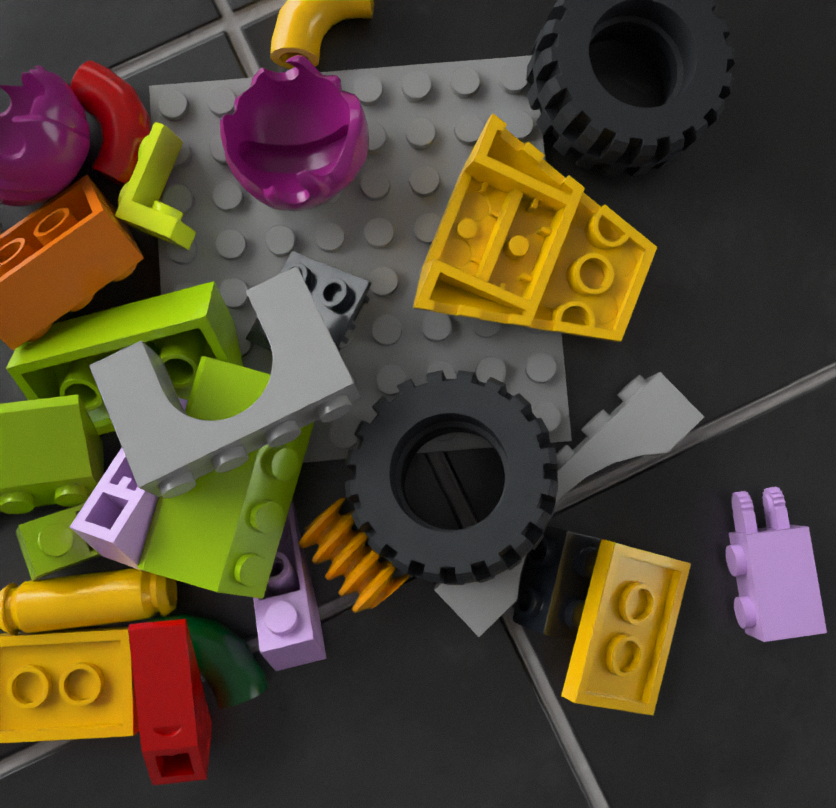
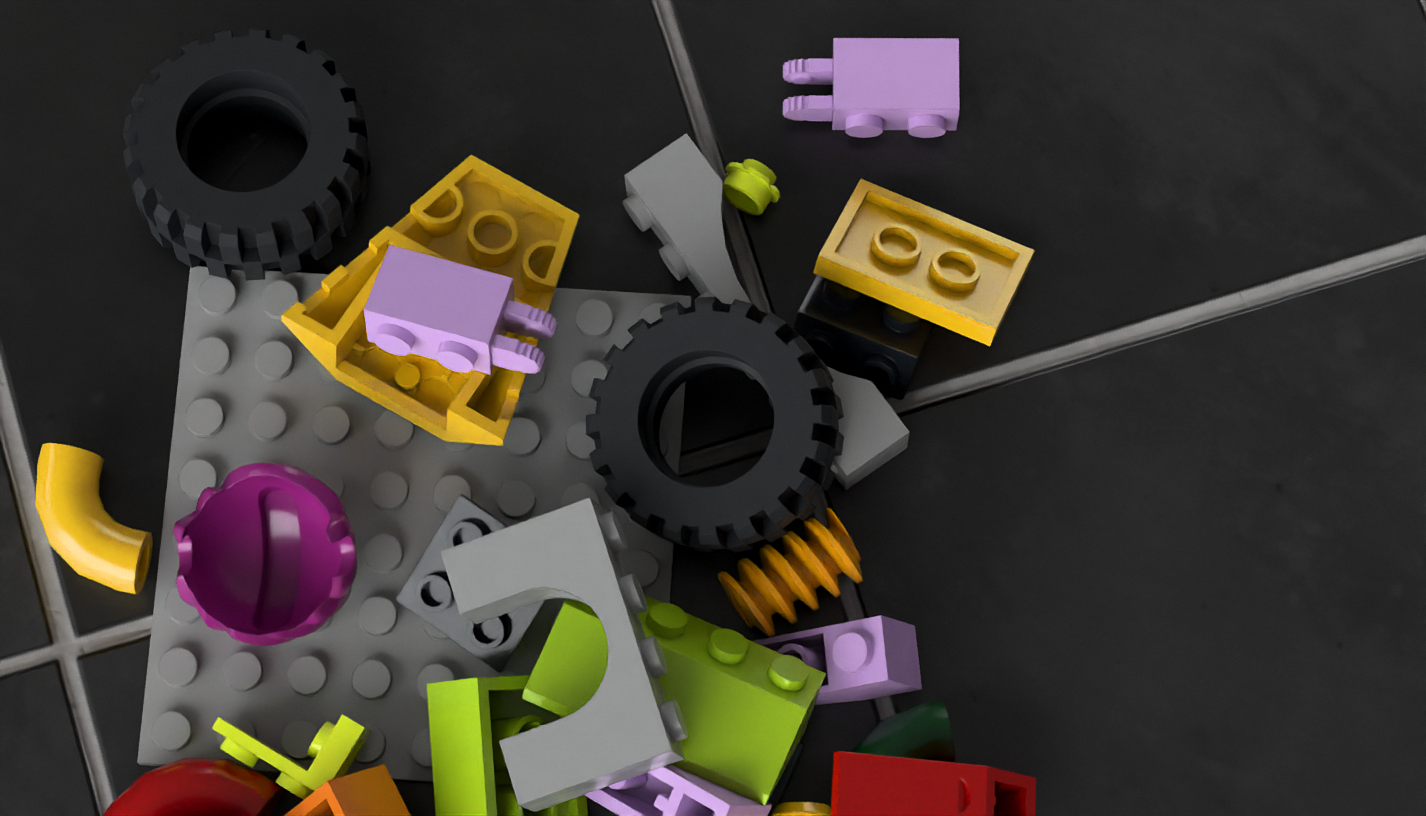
camera: 80 degrees left, 10 degrees down
(512, 245) = (452, 315): none -> lavender hinge
(669, 474) = (750, 186): none -> neon yellow plate

